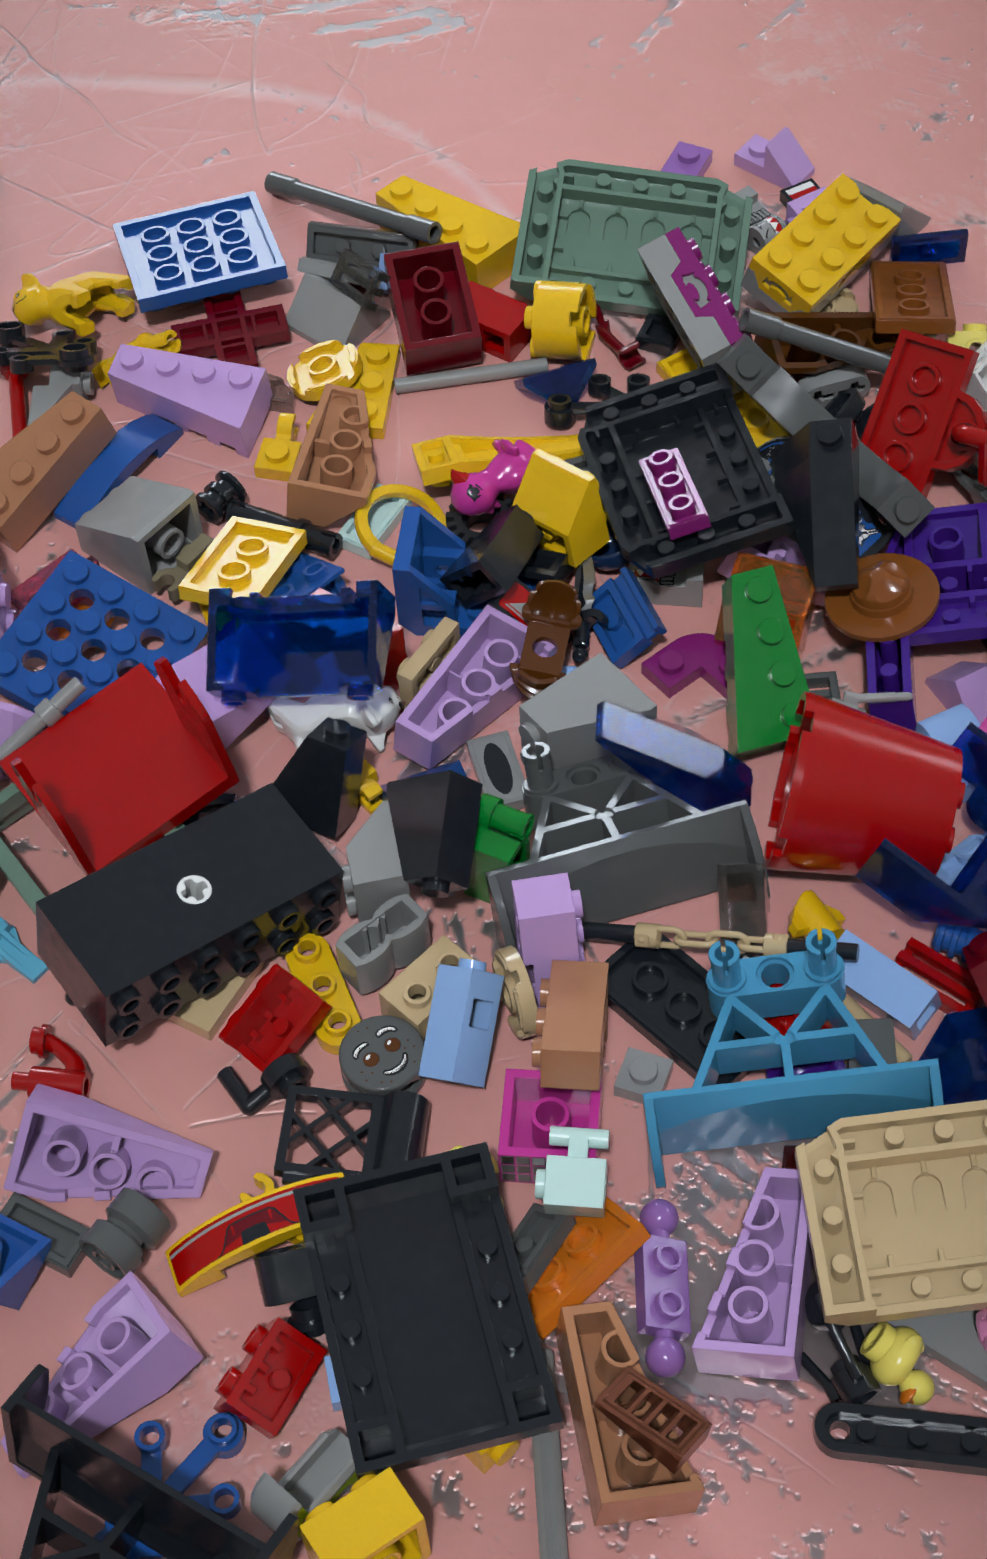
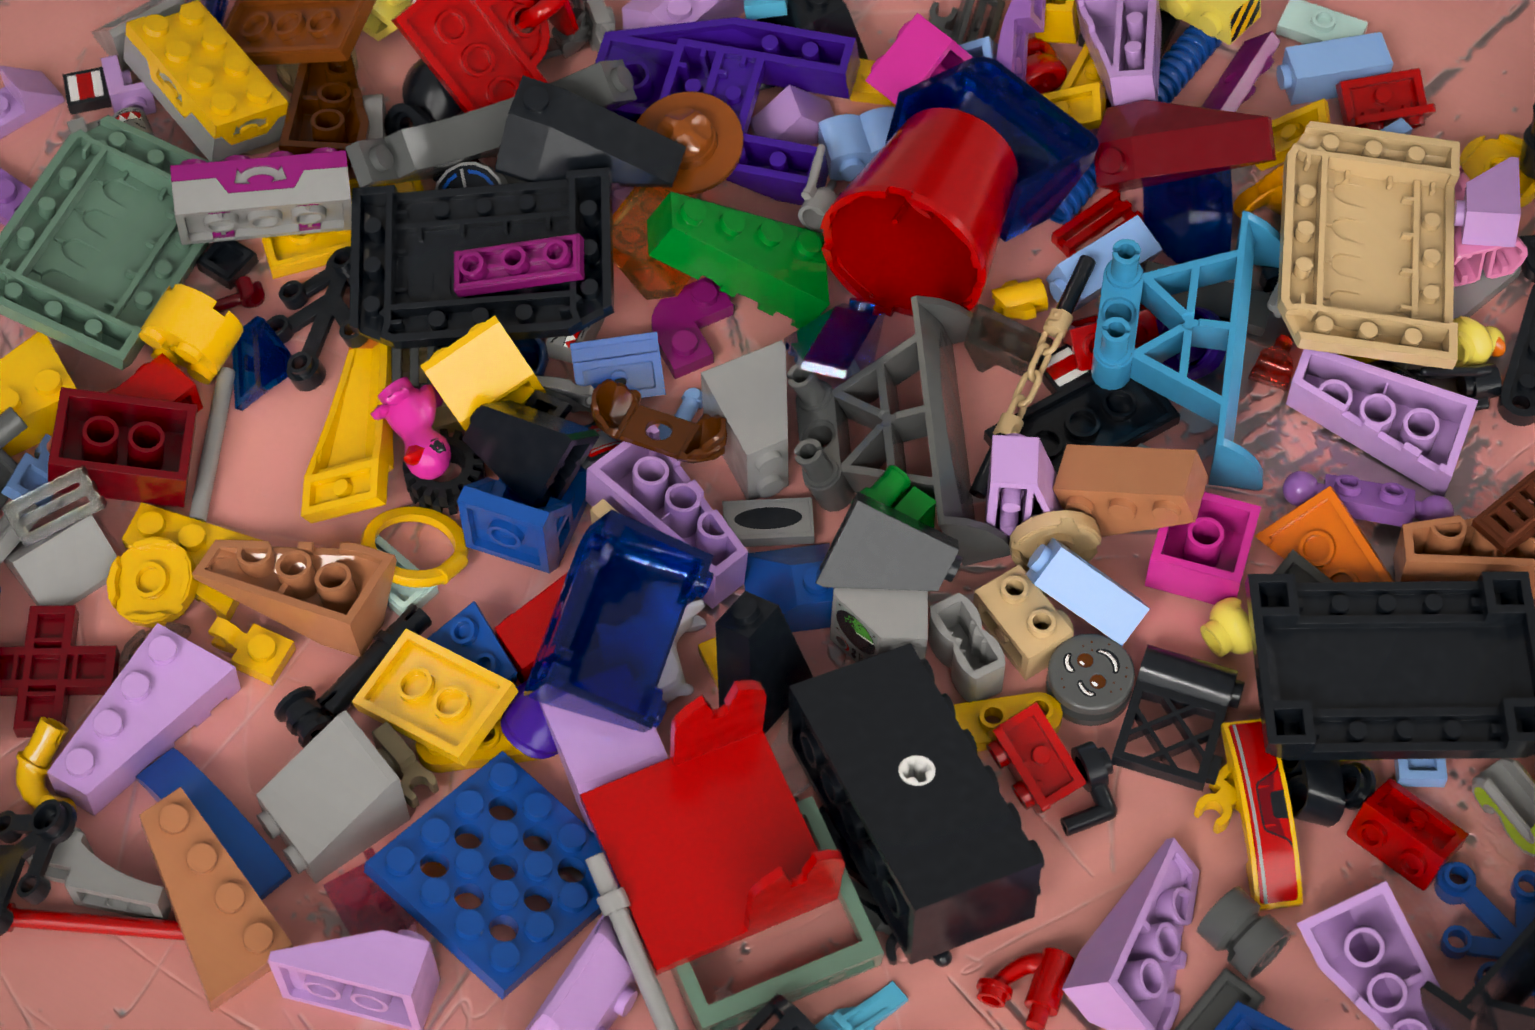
camera: 80 degrees left, 5 degrees up
(574, 1182) = (1282, 523): light aqua brick -> none
(774, 328) = (342, 123): dark grey piece -> none

